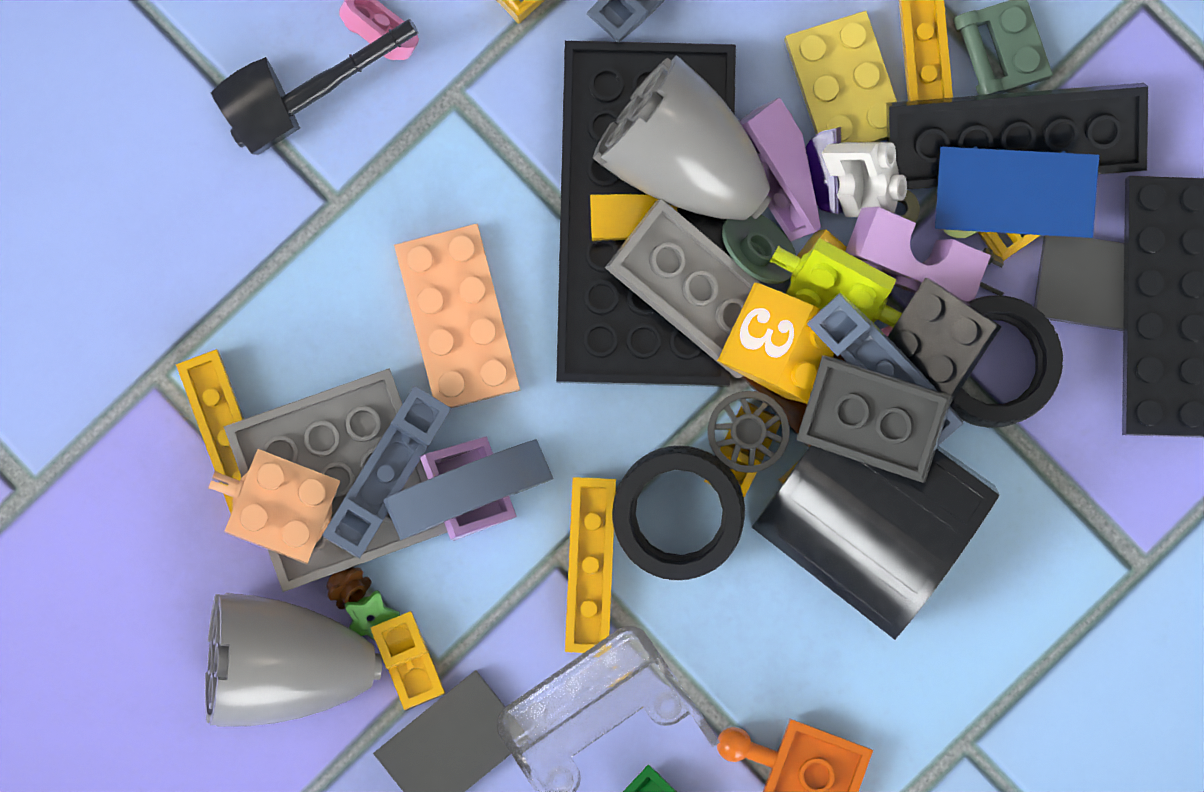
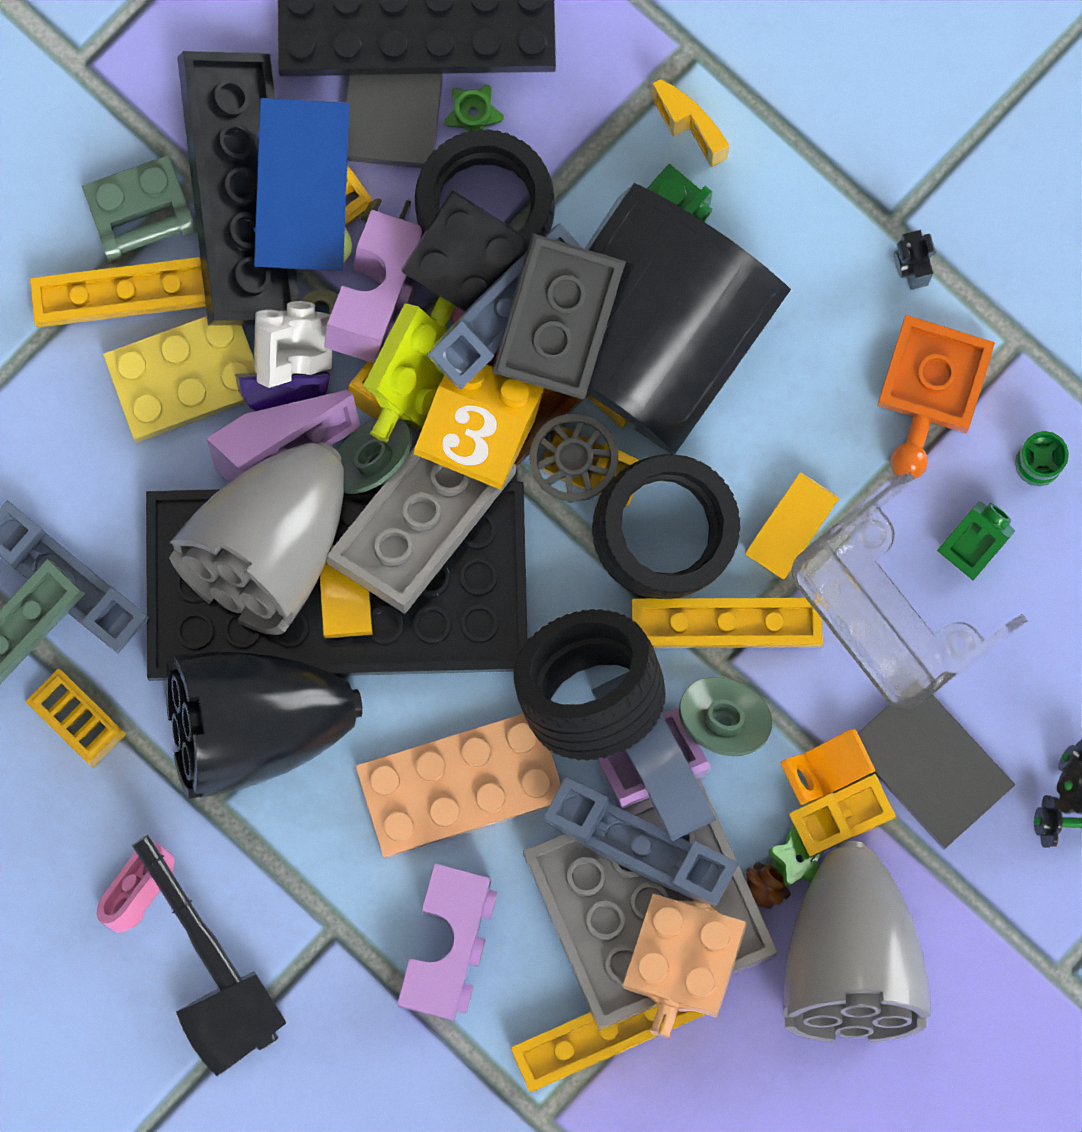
camera: 90 degrees left, 5 degrees down
(274, 289) = (440, 985): none -> lavender arch
(451, 649) = (828, 767): none -> light orange bracket
(513, 569) = (725, 716): none -> sand green dish
(521, 133) = (251, 717): none -> black cylinder
(567, 409) = (604, 724): none -> black tyre
(678, 631) = (792, 525): none -> yellow slope
(927, 761) = (914, 257): none -> black plate
(994, 543) = (682, 192): none -> green bracket
(1075, 551) = (682, 114): none -> yellow slope
(1095, 349) = (470, 99): none -> bright green plate

